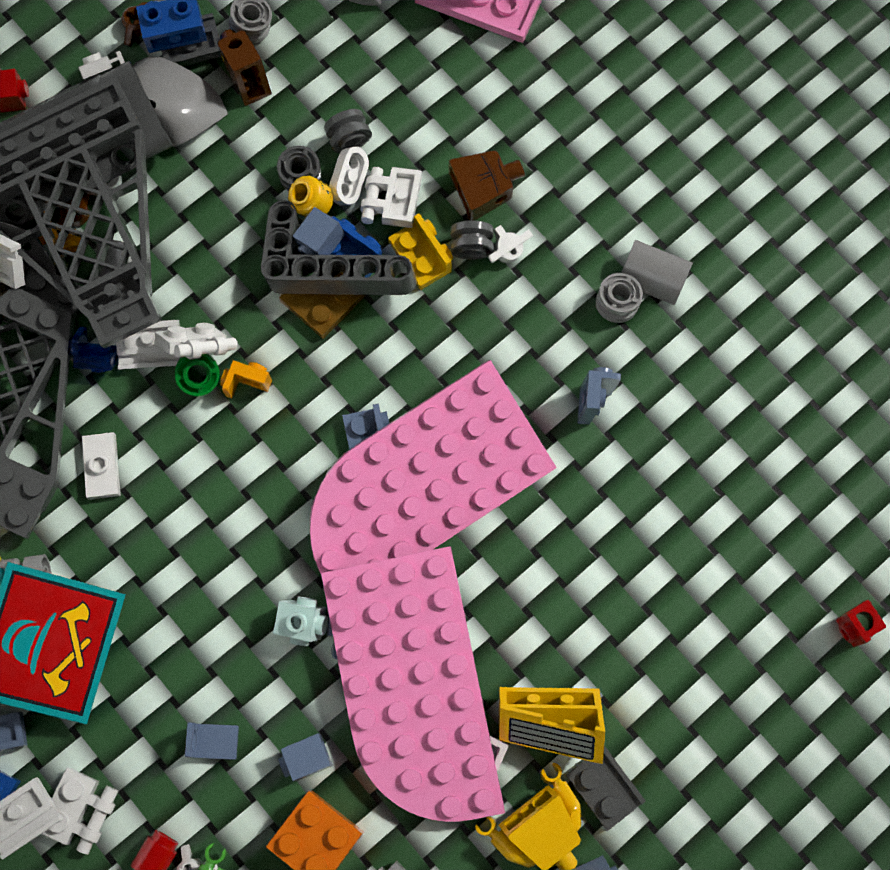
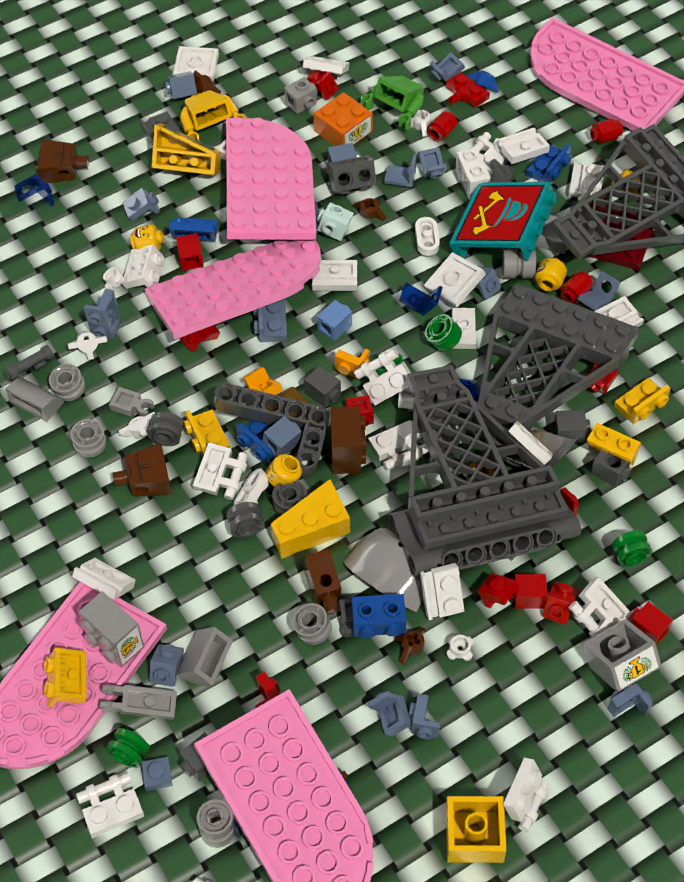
camera: 170 degrees left, 20 degrees down
(38, 77) = (497, 590): none -> red bracket
(53, 759) = (499, 175): none -> dark grey piece
(78, 15) = (463, 641): none -> white plate
(79, 549) = (489, 283): none -> sand blue bracket
(98, 751) = (471, 170): none -> white bracket
(113, 444) = (443, 332): none -> green wheel
(114, 534) = (456, 277): none -> white plate
(161, 622) = (427, 236): none -> white plate
(163, 501) = (419, 300): none -> clear blue bracket
(164, 768) = (432, 163): none -> sand blue bracket
(180, 276) = (394, 440): none -> white plate
(227, 304) = (365, 407): none -> red bracket
(234, 244) = (347, 440): none -> reddish brown brick
(254, 673) = (370, 208): none -> reddish brown piece
(260, 140) = (311, 522): none -> yellow wedge
(278, 446) = (334, 320): none -> medium blue brick
(280, 335) = (322, 387): none -> dark grey brick
(284, 529) = (336, 276): none -> white plate
(286, 719) = (352, 168): none -> dark grey brick
(358, 323) = (260, 381): none -> light orange bracket
(498, 38) = (104, 578): none -> white plate
(506, 540) = (189, 252): none -> red brick
(508, 579) = (186, 226): none -> blue bracket
(533, 281) = (128, 402): none -> light grey plate
(566, 502) = (143, 267): none -> white bracket
(568, 207) = (88, 429): none -> light grey wheel
(573, 552) = (146, 236): none -> yellow head
(599, 624) = (140, 203): none -> sand blue bracket
(610, 477) = (113, 277): none -> white plate
(613, 359) = (89, 345): none -> white piece
(682, 314) = (34, 361): none -> dark grey plate
(747, 691) = (59, 161): none -> reddish brown torso
(755, 631) = (37, 186): none -> clear blue bracket

